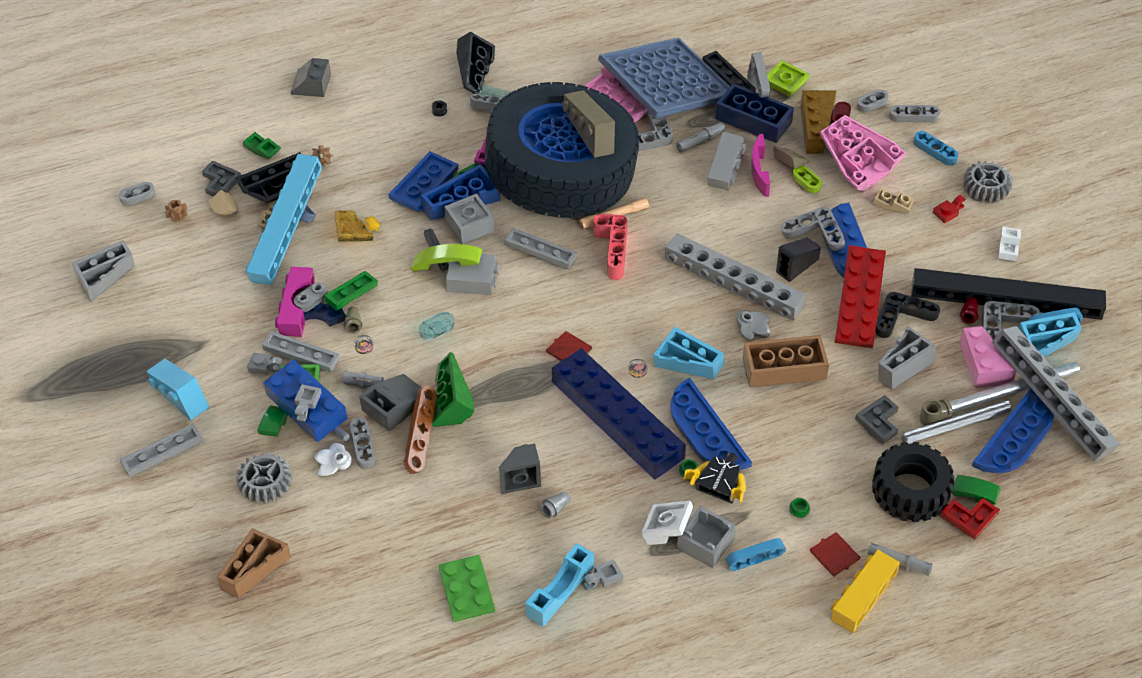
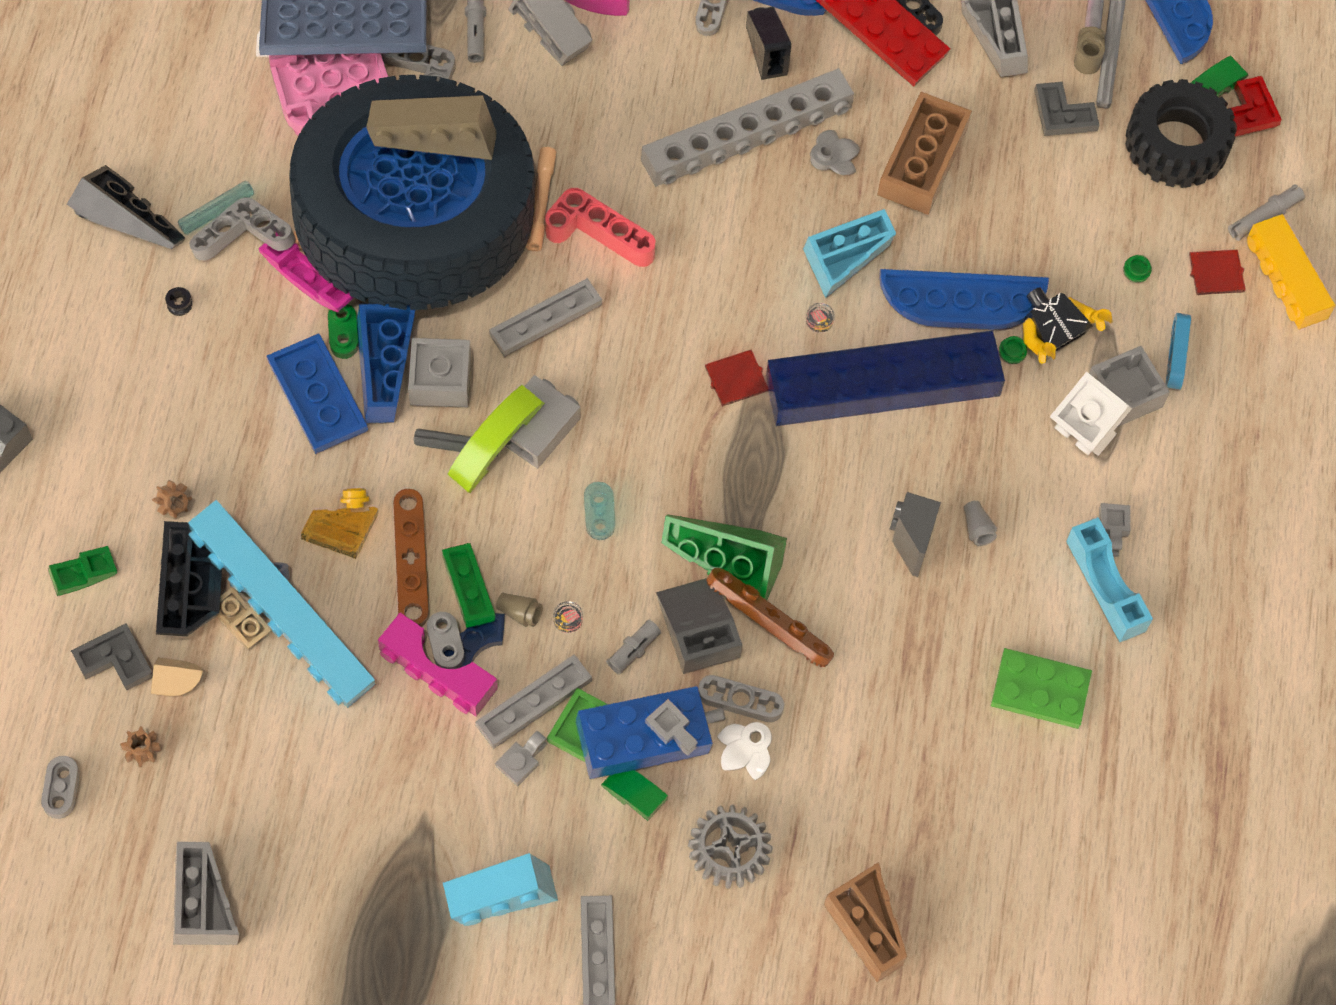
camera: 65 degrees left, 15 degrees up
(364, 259) = (410, 538): none -> dark orange piece

